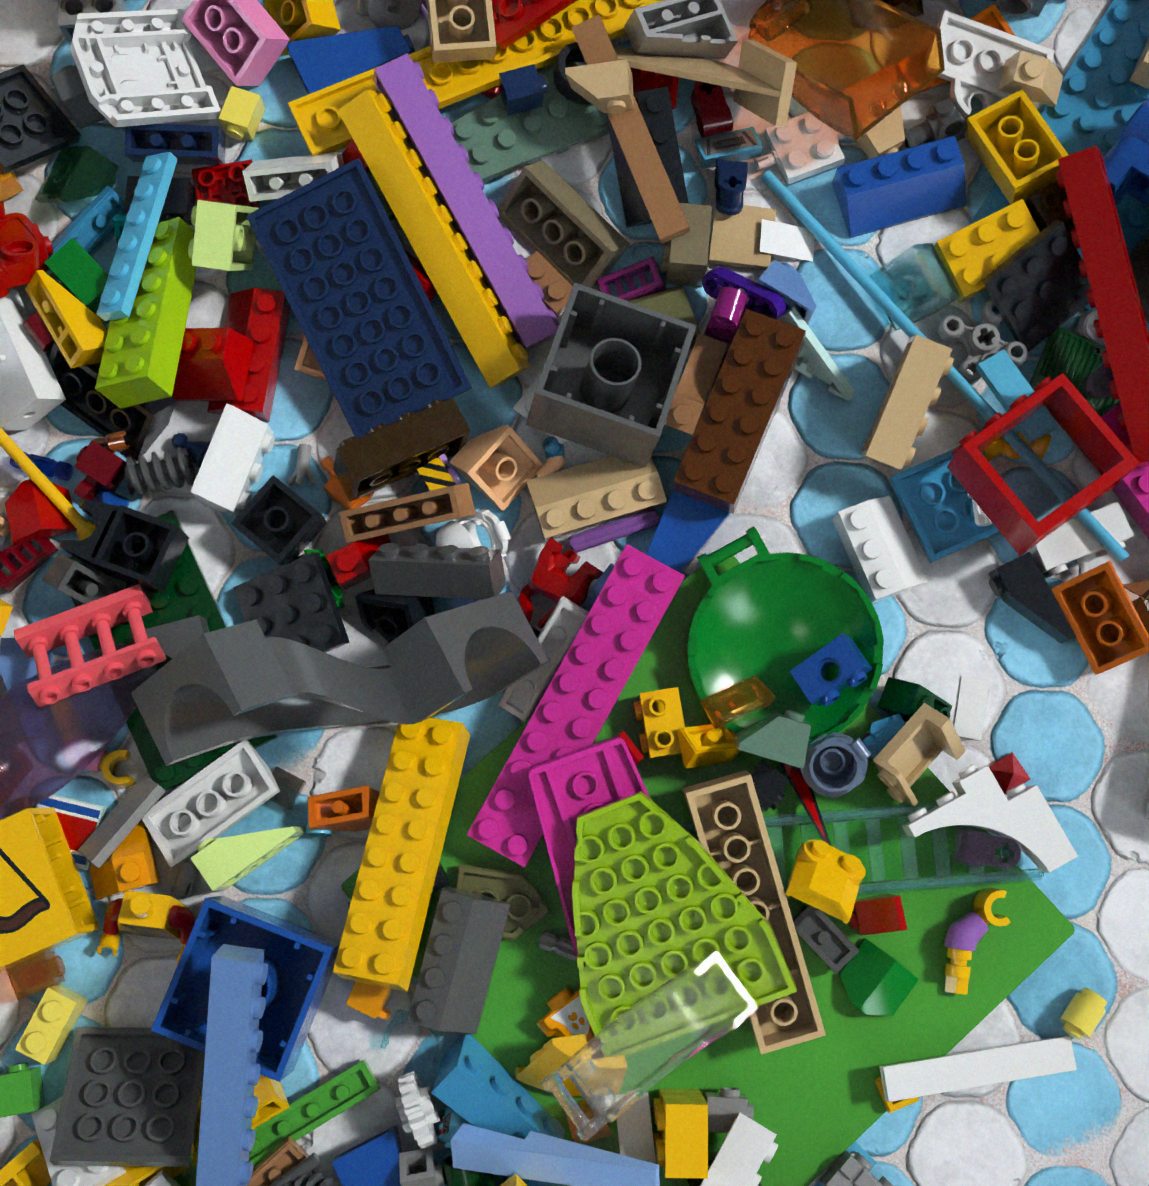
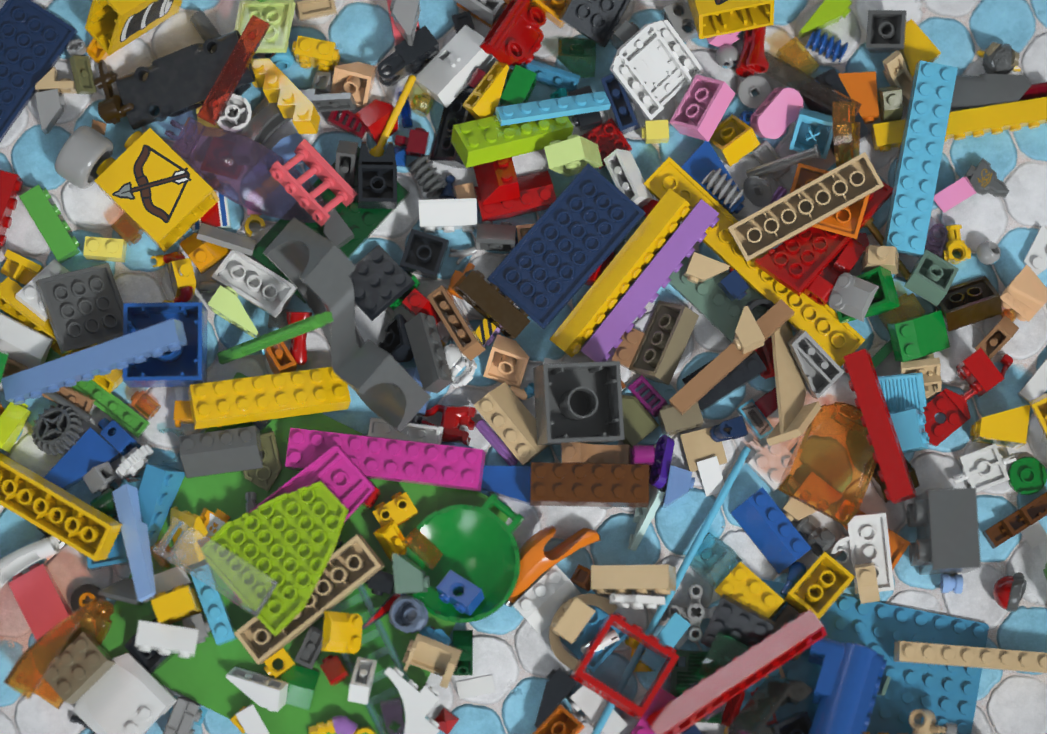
camera: 65 degrees right, 0 degrees up
(44, 436) = (422, 104): none -> clear yellow rock
(114, 441) = (433, 145): dark orange hand -> none
(206, 425) = (465, 191): none -> light nougat tile
(299, 405) = (495, 237): none -> dark grey slope
(309, 760) = (298, 344): none -> red piece
(313, 799) = (274, 337): none -> bright green piece
(331, 1055) = (145, 404): none -> clear orange brick
(366, 1121) = (117, 436): none -> blue torso
(369, 41) = (723, 187): none -> light grey piece
(477, 120) = (703, 268): none -> tan slope
(719, 1071) = (215, 612): none -> medium azure brick
(815, 524) = (536, 561): none -> orange piece
(832, 983) = (288, 663): none -> yellow brick
(861, 1044) = (260, 688): none -> white slope
(867, 482) = (582, 577): none -> dark orange slope
(910, 876) = (362, 680): none -> white slope
(940, 516) = (570, 621): none -> tan piece
(943, 411) = (636, 601): none -> white plate
(979, 180) = (795, 573): none -> blue piece
(1070, 321) = (721, 653): none -> clear green slope

